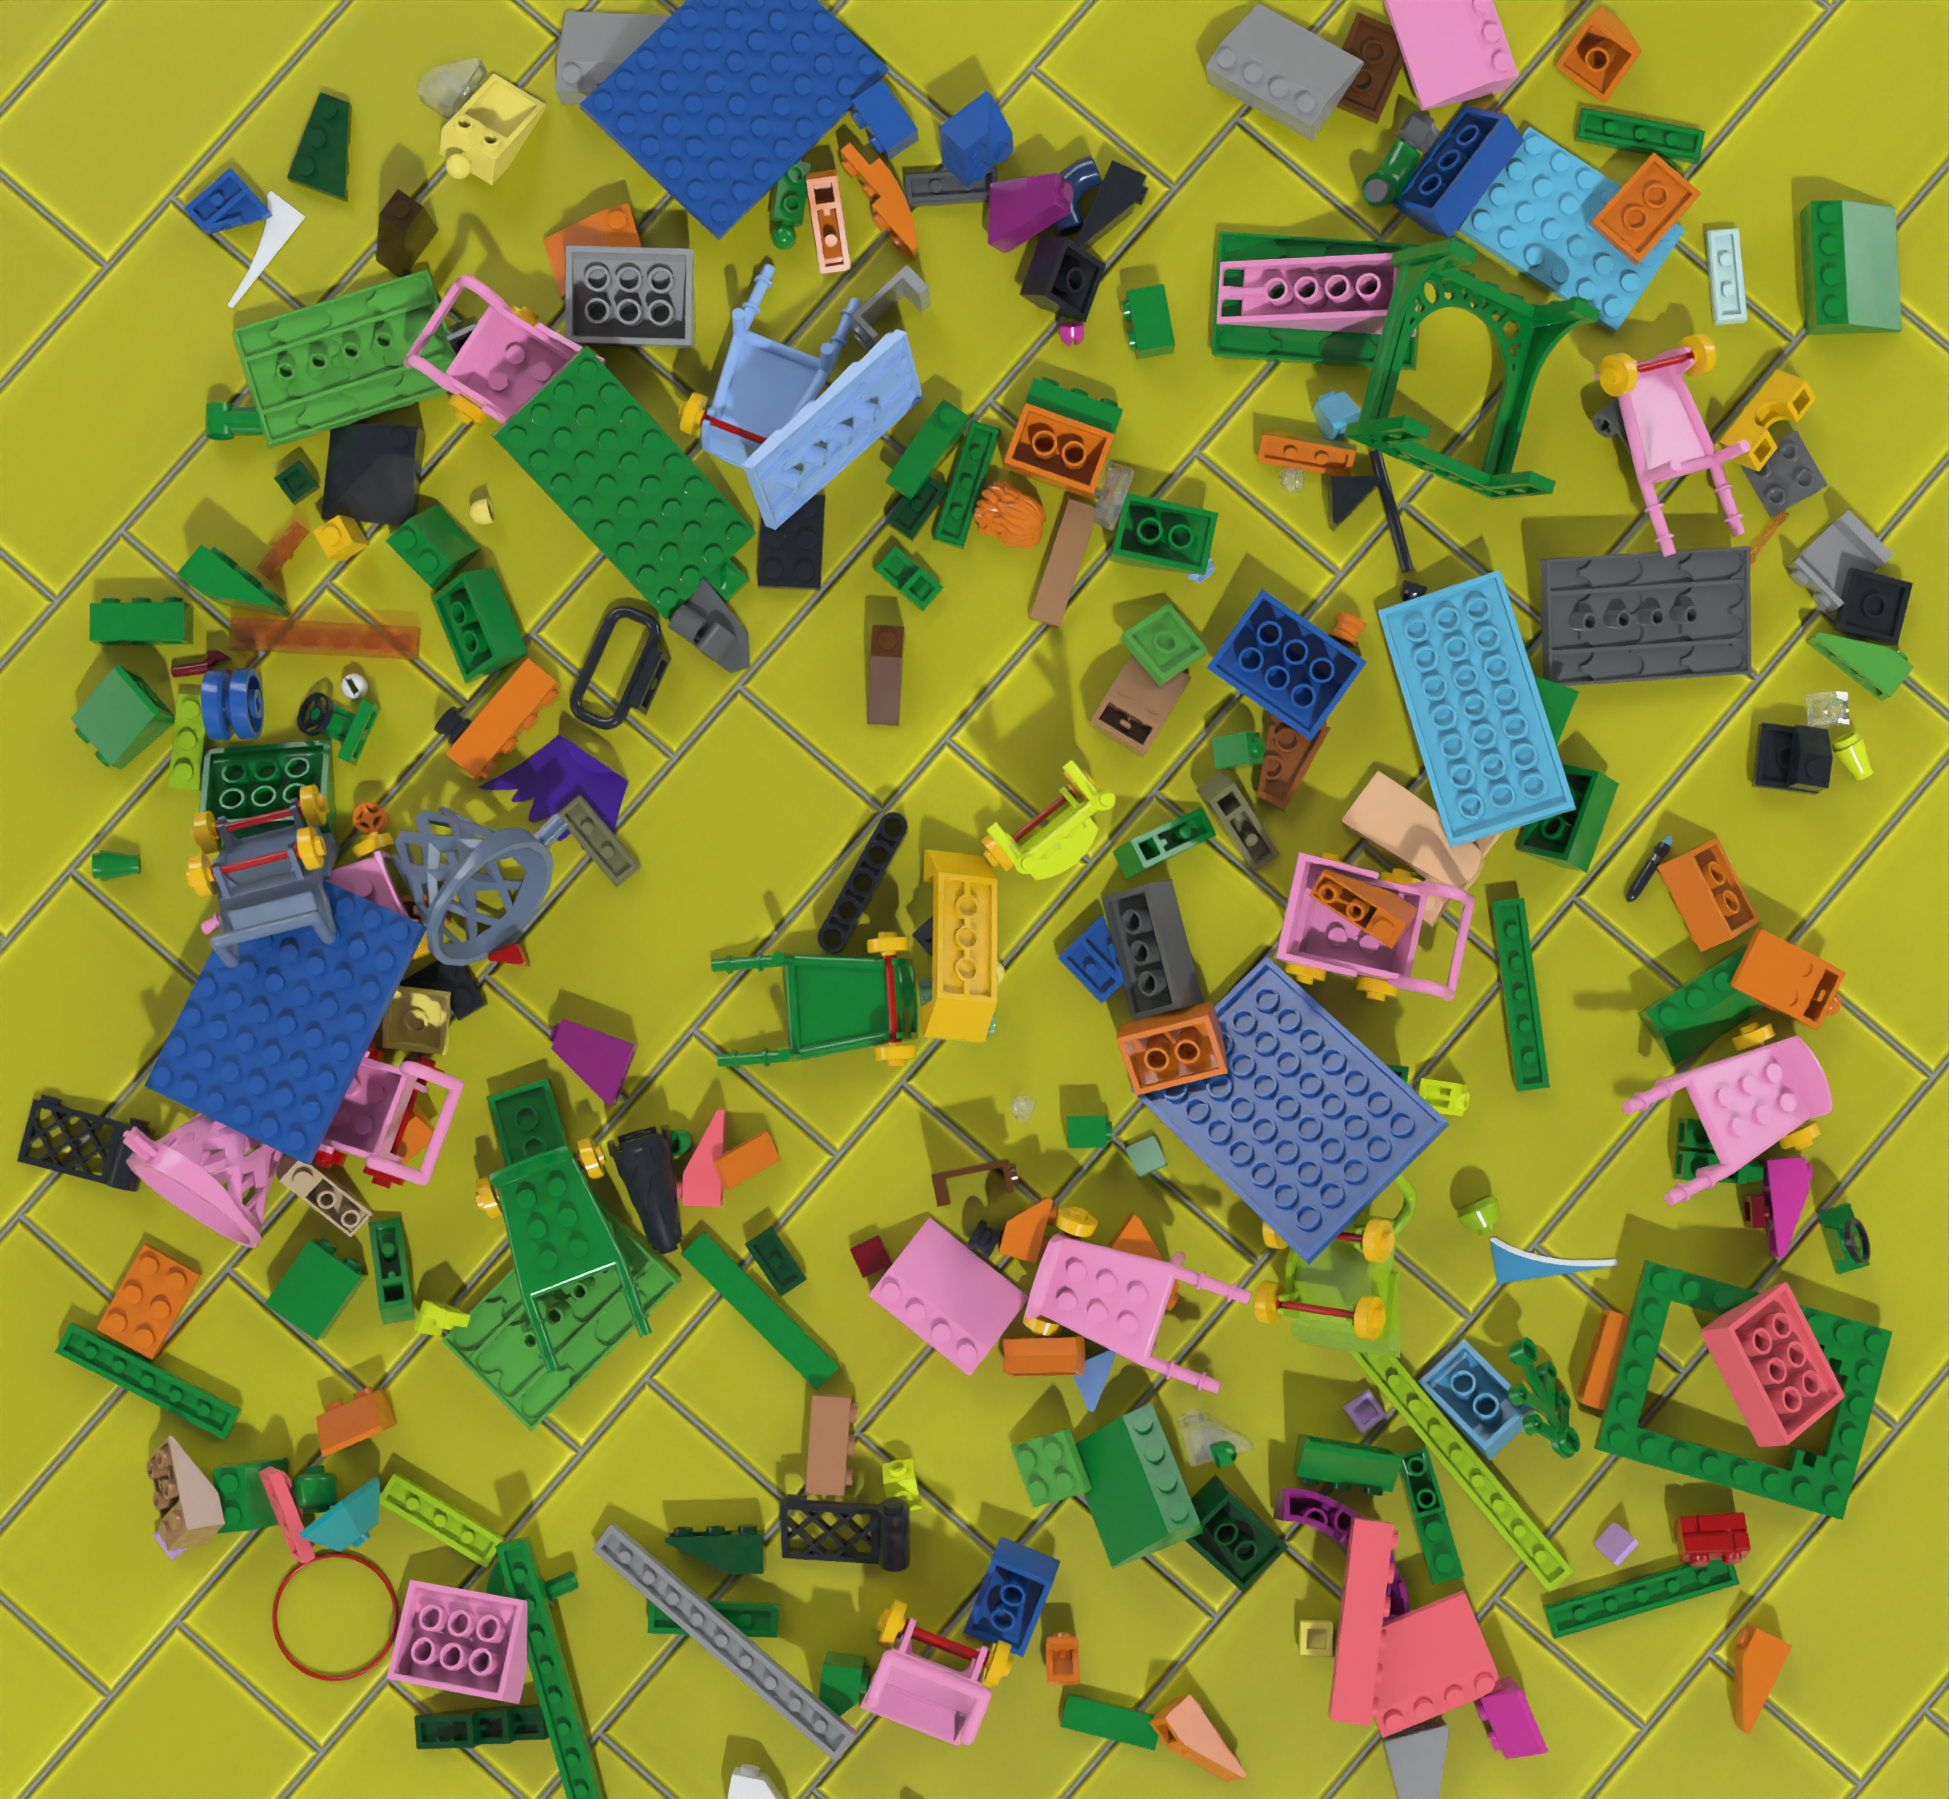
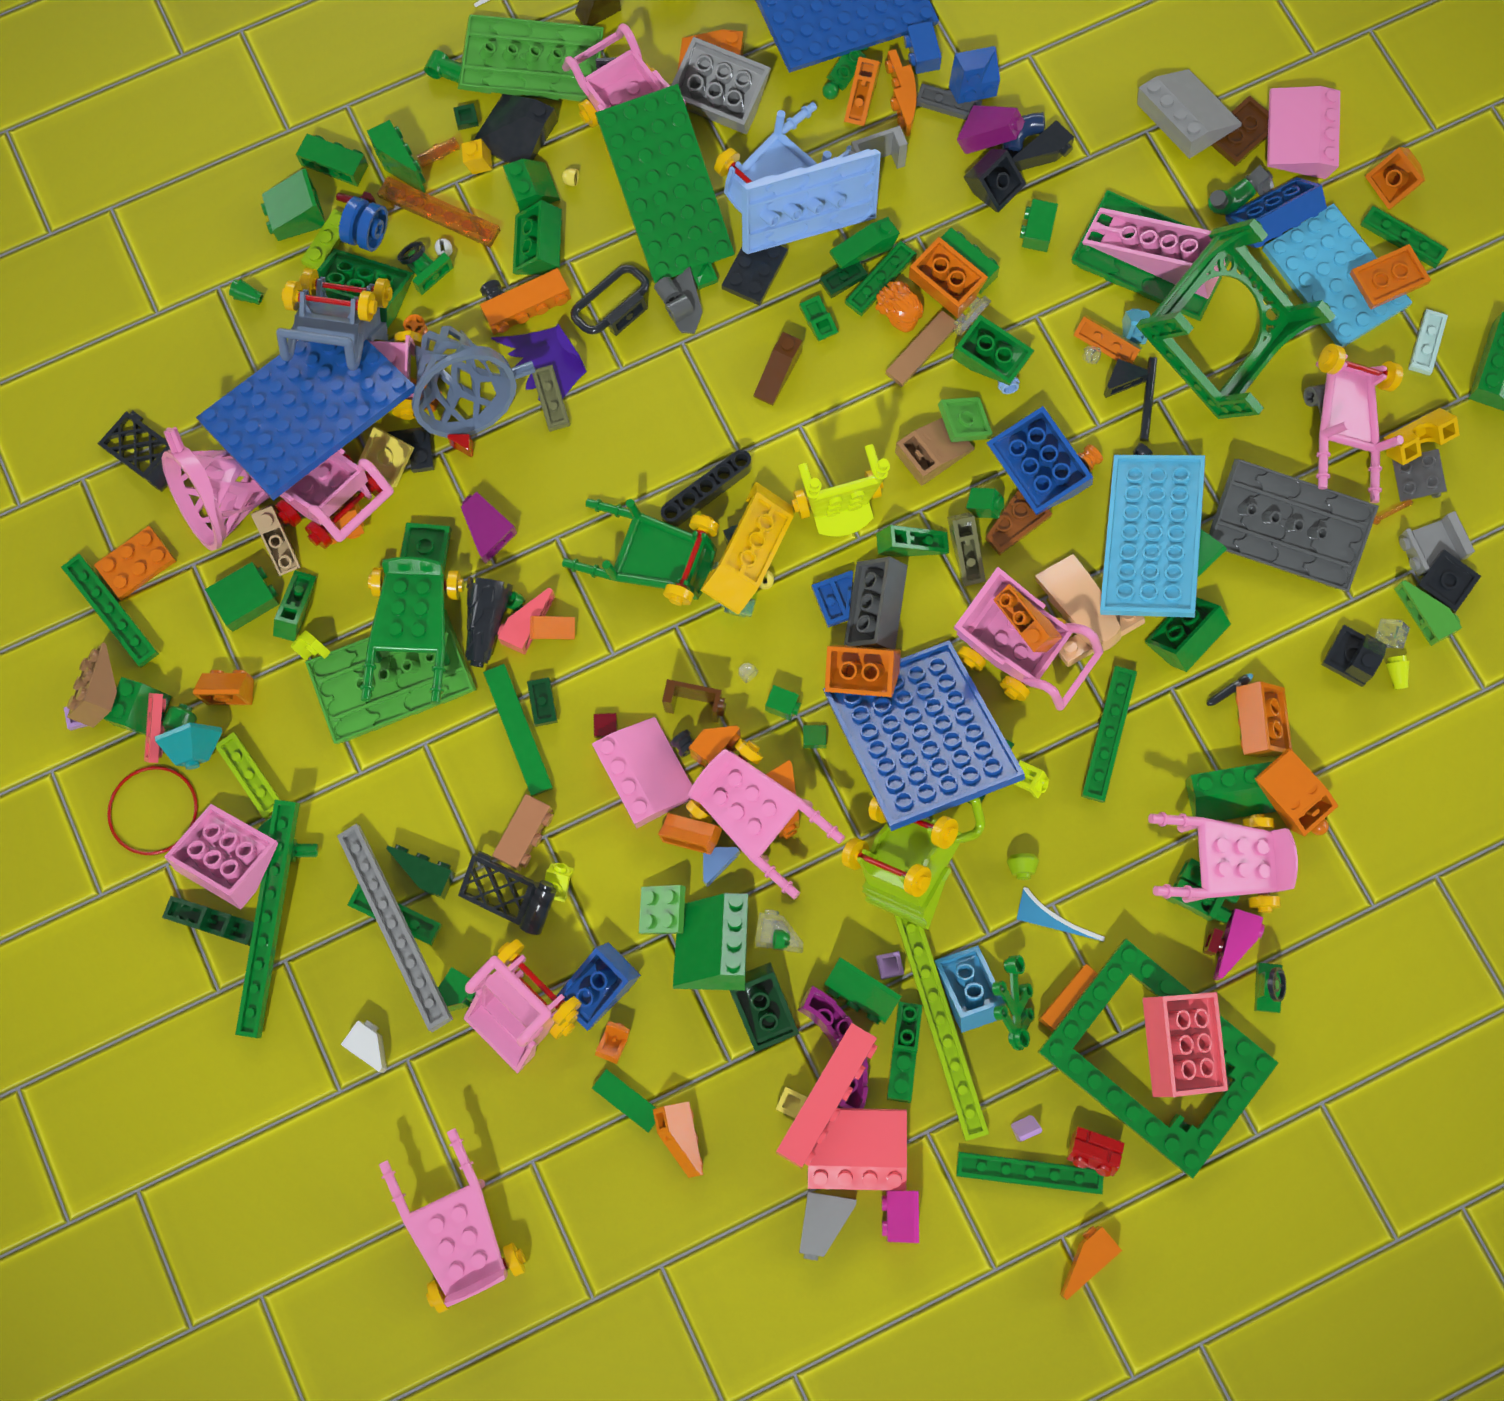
camera: 20 degrees right, 10 degrees down
(1071, 331) = (986, 212): dark pink hinge -> none

